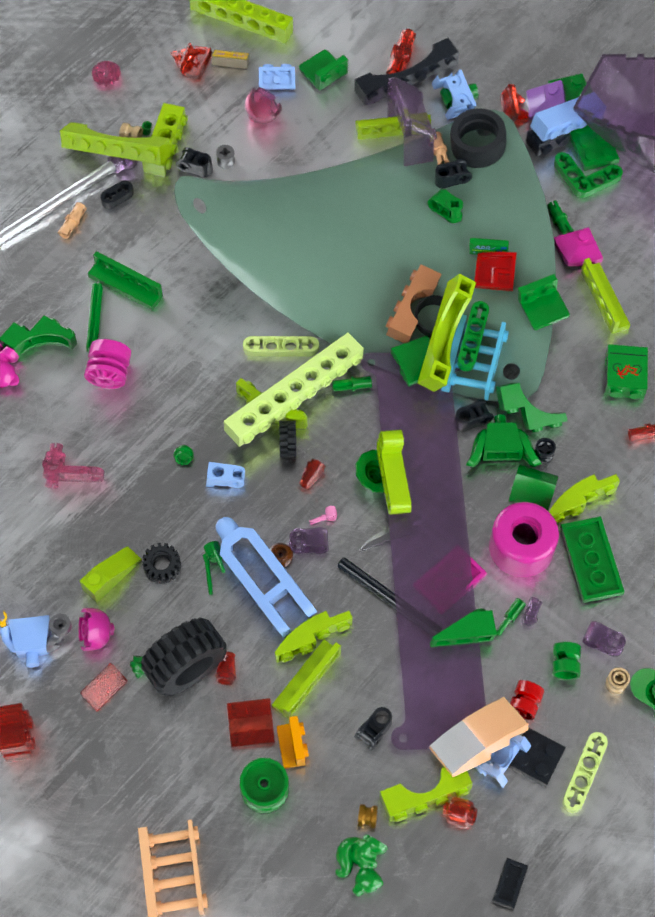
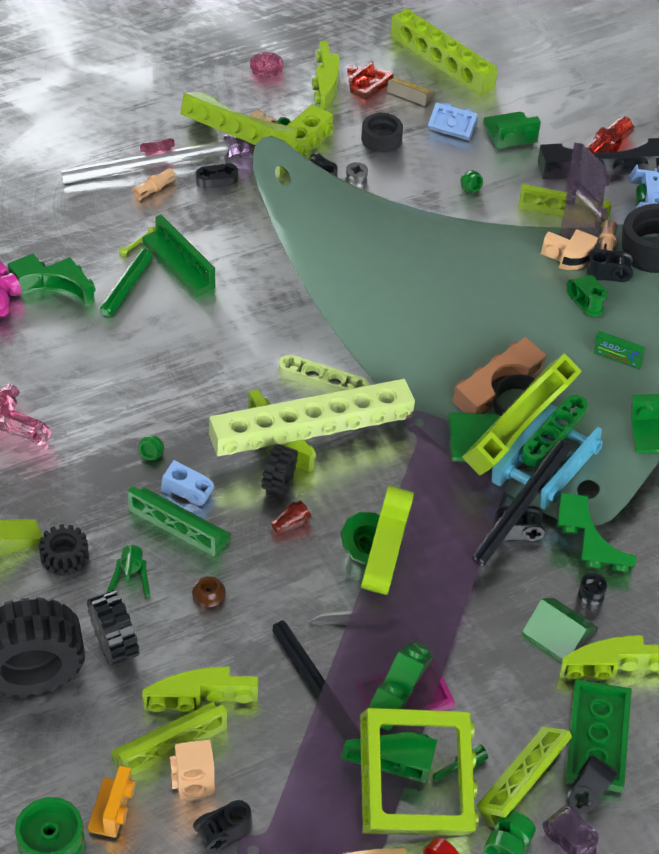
camera: 20 degrees right, 15 degrees down
(58, 184) = (157, 146): none -> clear pink gear
(78, 290) = (124, 251): none -> lime hinge
(107, 363) = (113, 325): dark pink wheel -> none
(160, 69) = (326, 76): none -> lime slope
(226, 118) = (378, 142): none -> black tyre
(226, 670) = (77, 691): clear red cone -> none
(230, 534) = (195, 623): light blue piece -> none
(231, 506) = (177, 520): none -> green fence
(232, 614) = (113, 627): none -> black wheel
(250, 722) = (75, 762): clear red slope -> none
(261, 106) = (420, 139): clear pink cylinder -> none
(311, 540) = (252, 588): clear purple piece -> none
(314, 130) = (471, 181): none -> green plate
(331, 515) = (291, 571): bright pink hand -> none
(338, 698) = (193, 770): none -> light nougat brick
(352, 383) = (388, 442): green axle -> none
(420, 172) = (571, 253): none -> light nougat brick
(449, 578) = (402, 678): none -> green arch
(461, 654) = (374, 818): none -> lime piece
(473, 403) = (520, 503): none -> black axle
(495, 270) = (616, 376): red plate -> none
(502, 443) = (540, 563): green torso -> none
(518, 558) = (511, 699): dark pink piece -> none
(529, 617) = (487, 771): clear purple pin -> none
(557, 610) = (522, 774): none -> lime fence
(604, 599) = (594, 780): none -> black piece

